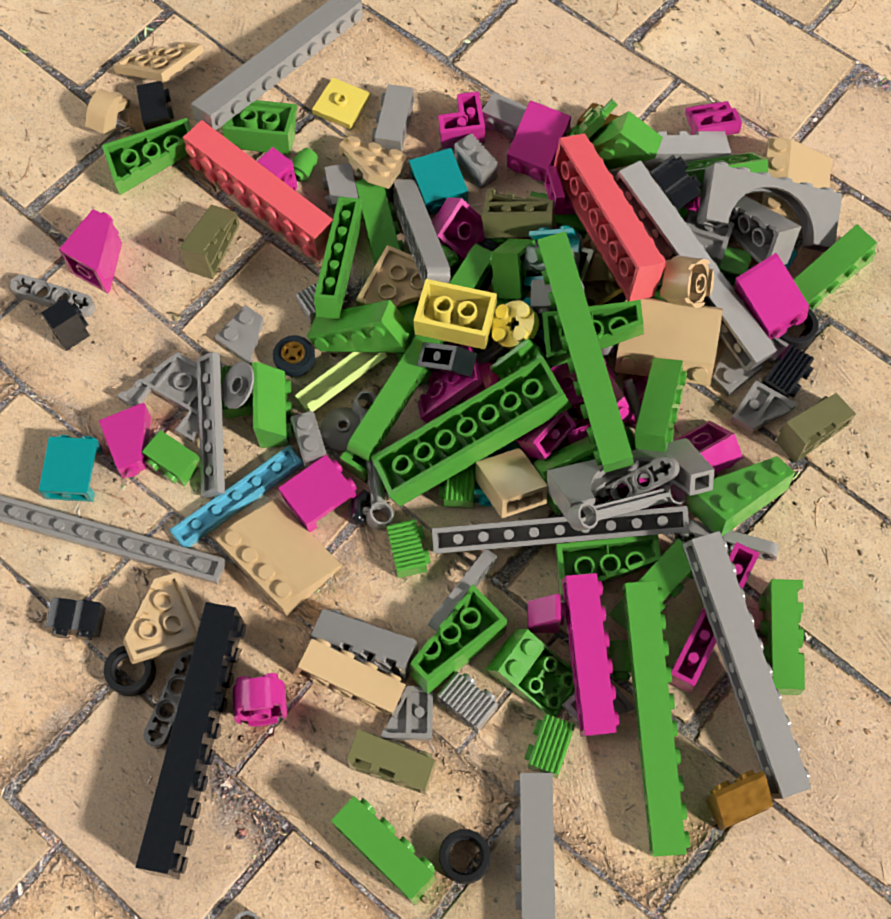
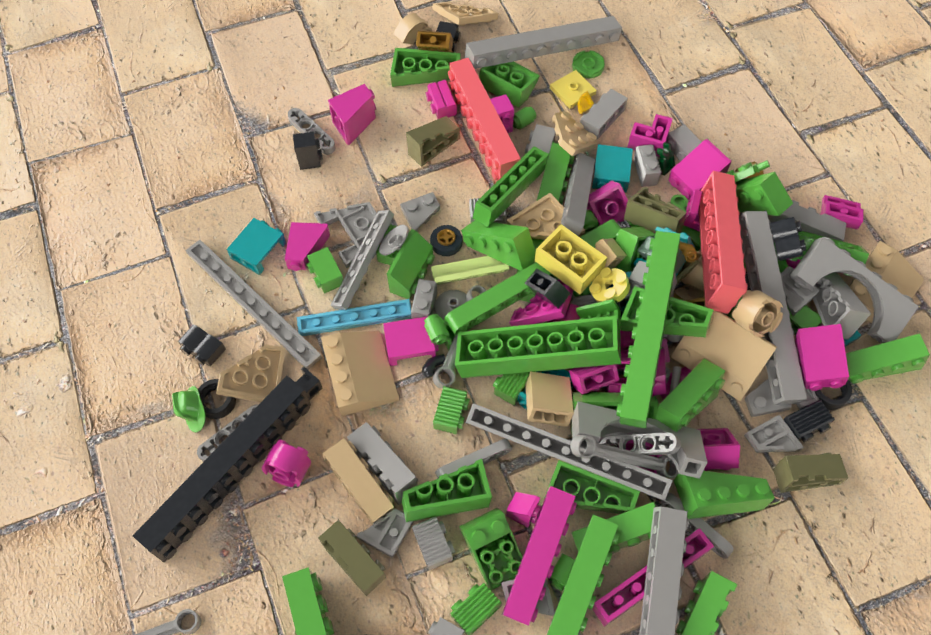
camera: 25 degrees right, 5 degrees down
(108, 695) = (189, 407): none -> bright green piece
(147, 116) = (434, 41): none -> pearl gold brick
(192, 185) = (441, 99): none -> dark pink brick
(229, 596) = (309, 382): none -> black panel
(343, 63) = (588, 64): none -> bright green tile
(344, 465) = (436, 329): none -> bright green brick
(365, 114) = (585, 102): none -> yellow tile
(493, 282) = (611, 250): none -> tan brick
(494, 142) = (666, 158): none -> dark green plate
(532, 184) = (680, 199): none -> bright green tile
(580, 245) = (688, 251): none -> pearl gold arm

